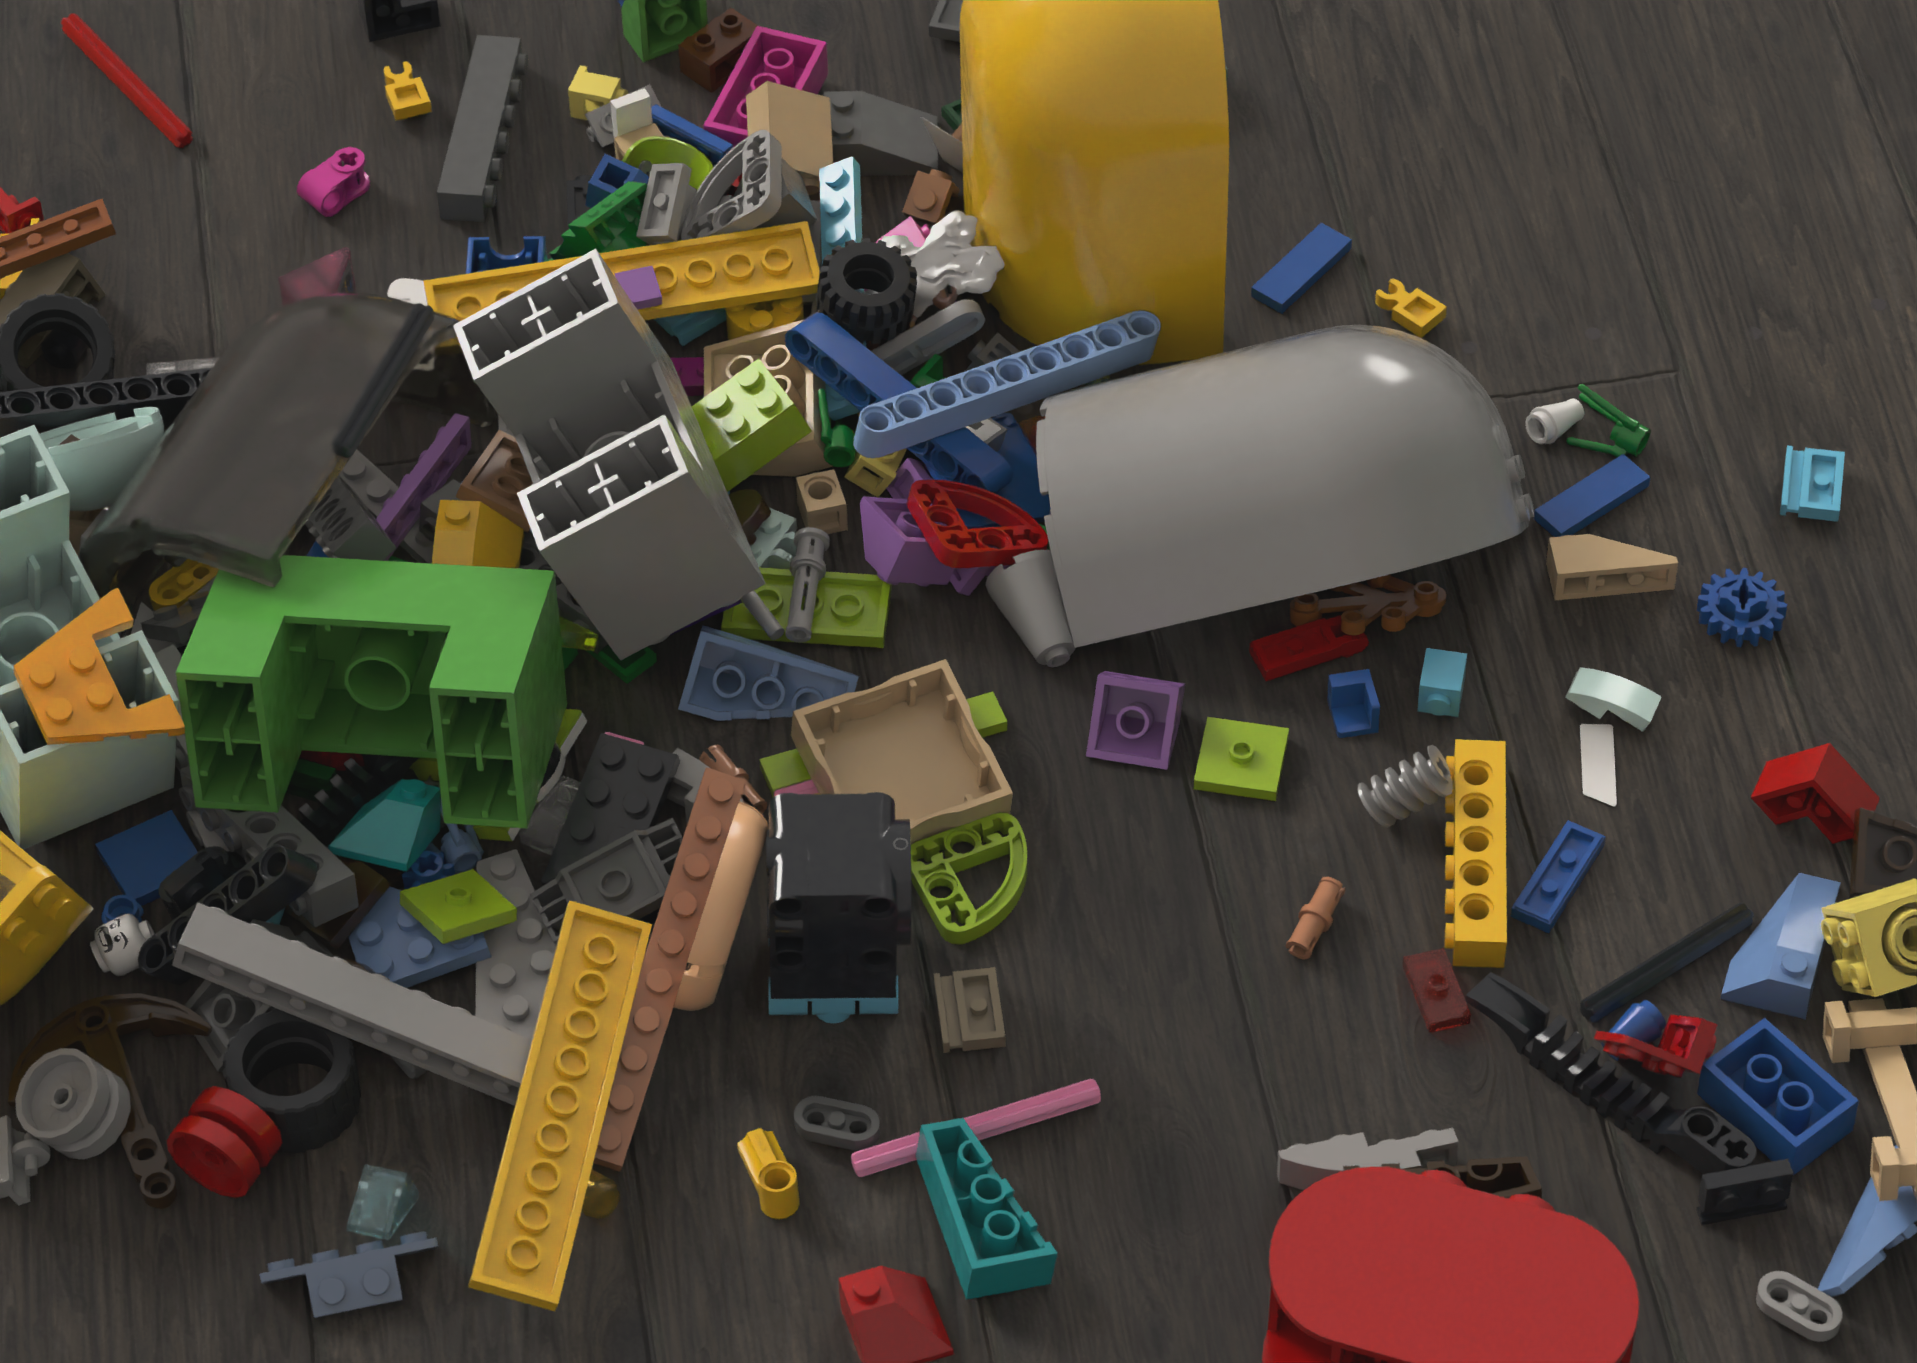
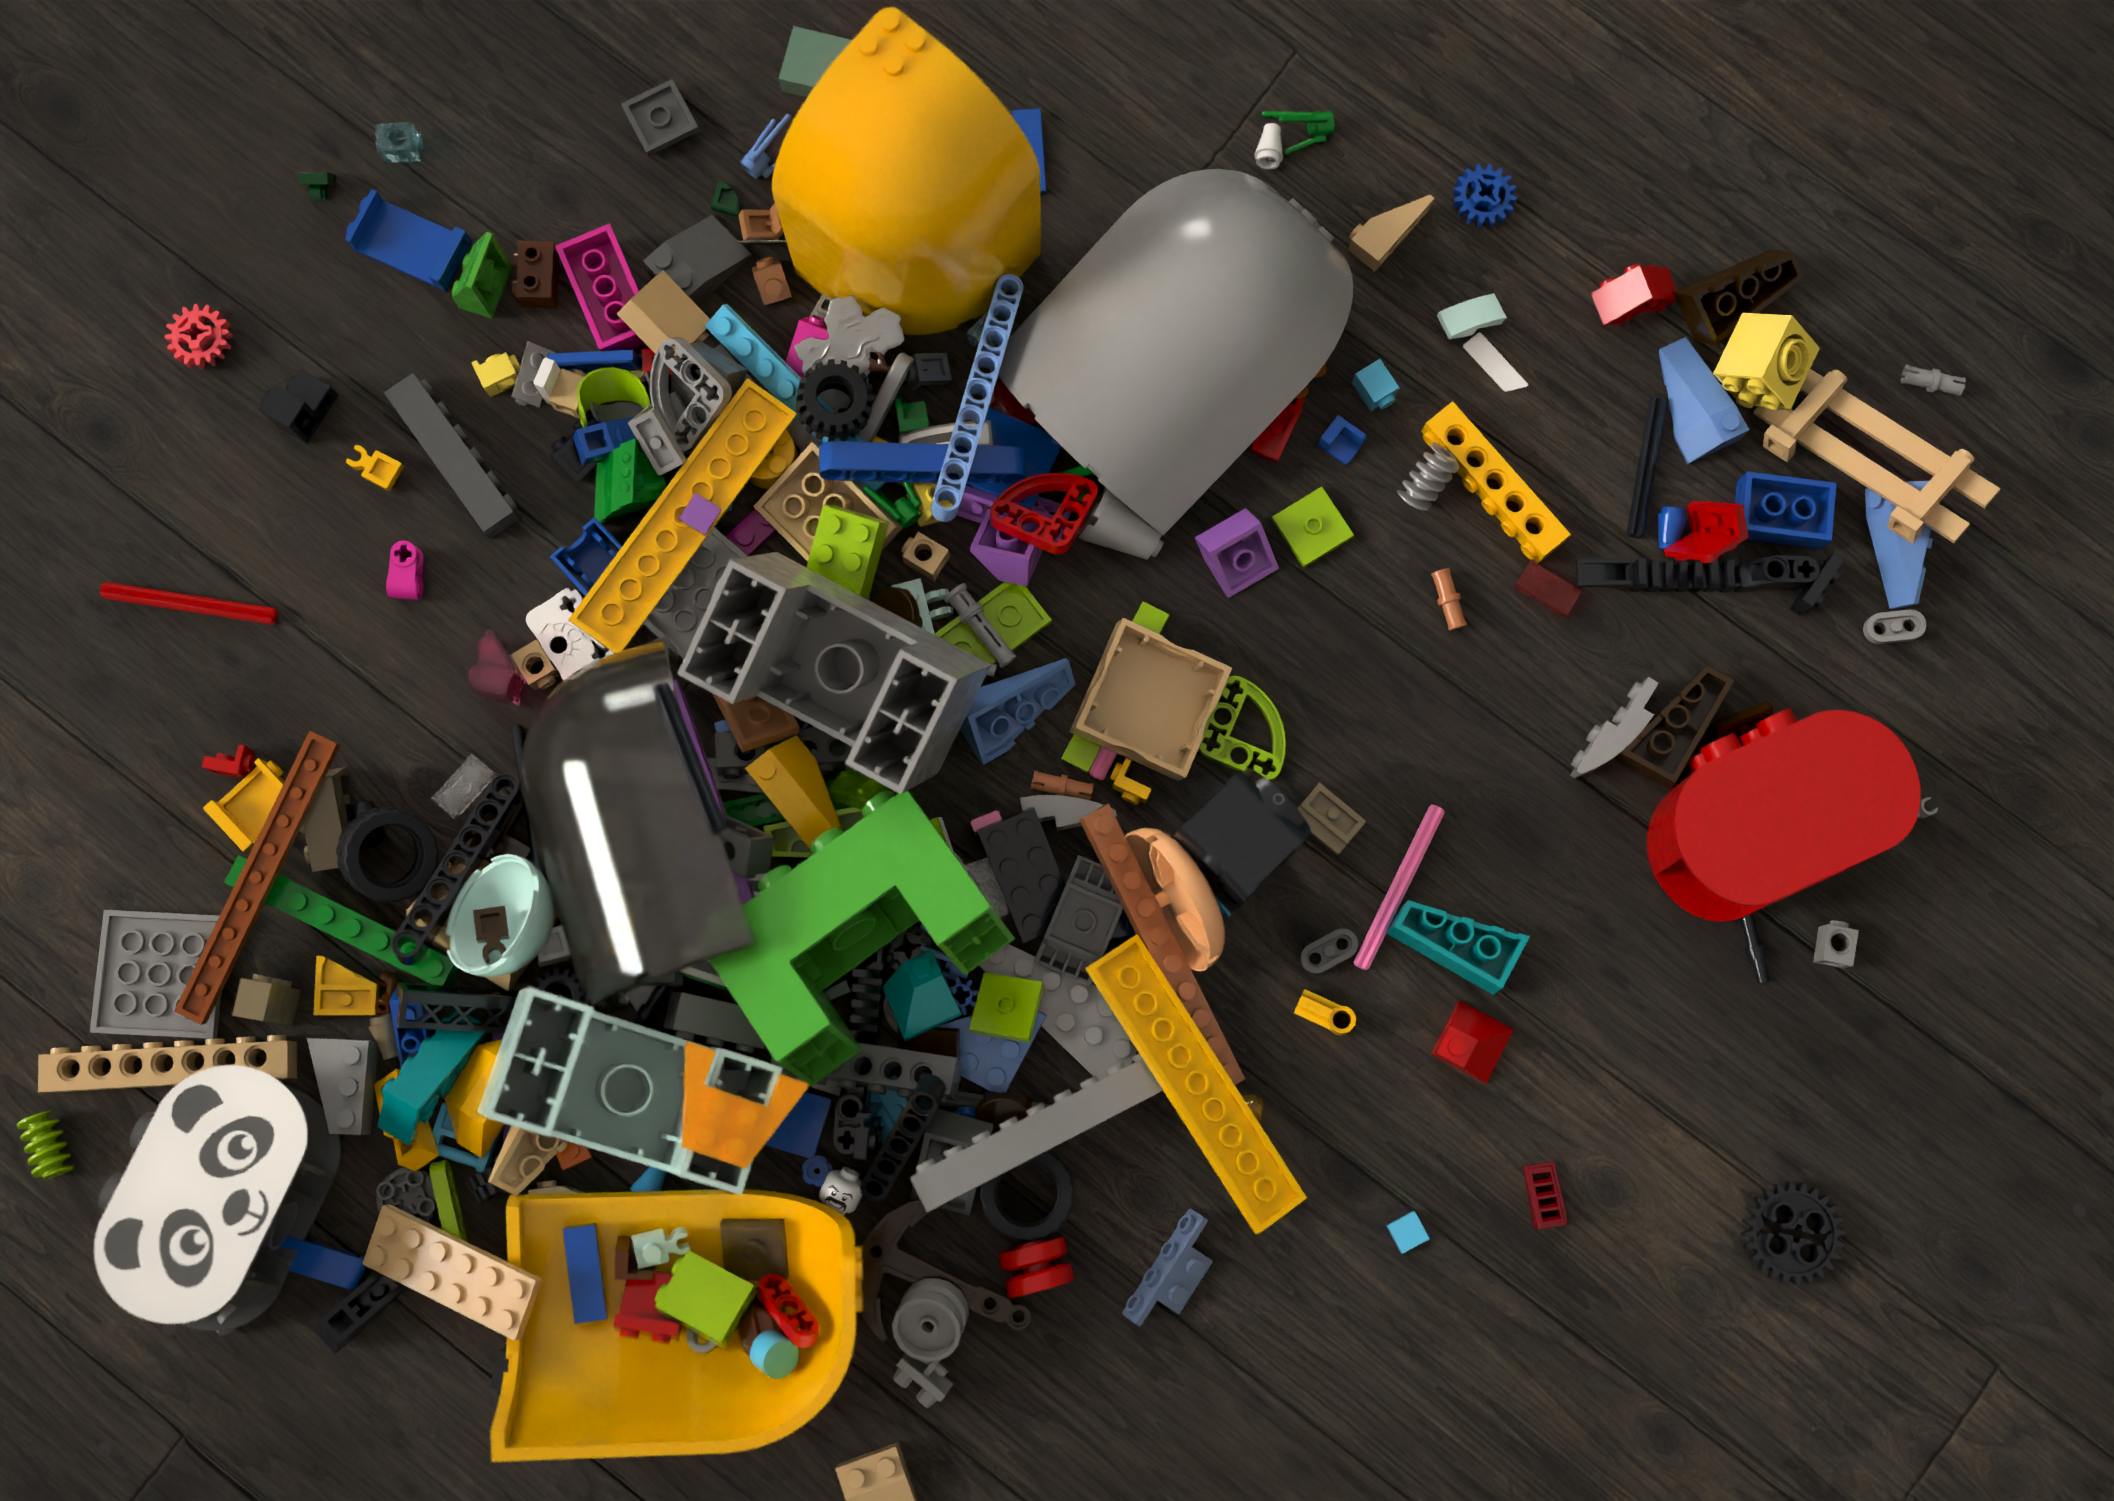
camera: 45 degrees left, 30 degrees up
(381, 1202) = (1153, 1222): clear light blue slope -> none
(1413, 311) = (1123, 131): yellow plate -> none
(1558, 876) = (1542, 458): blue tile -> none
(1592, 497) = (1335, 184): blue tile -> none
(1812, 483) = (1444, 74): medium azure plate -> none

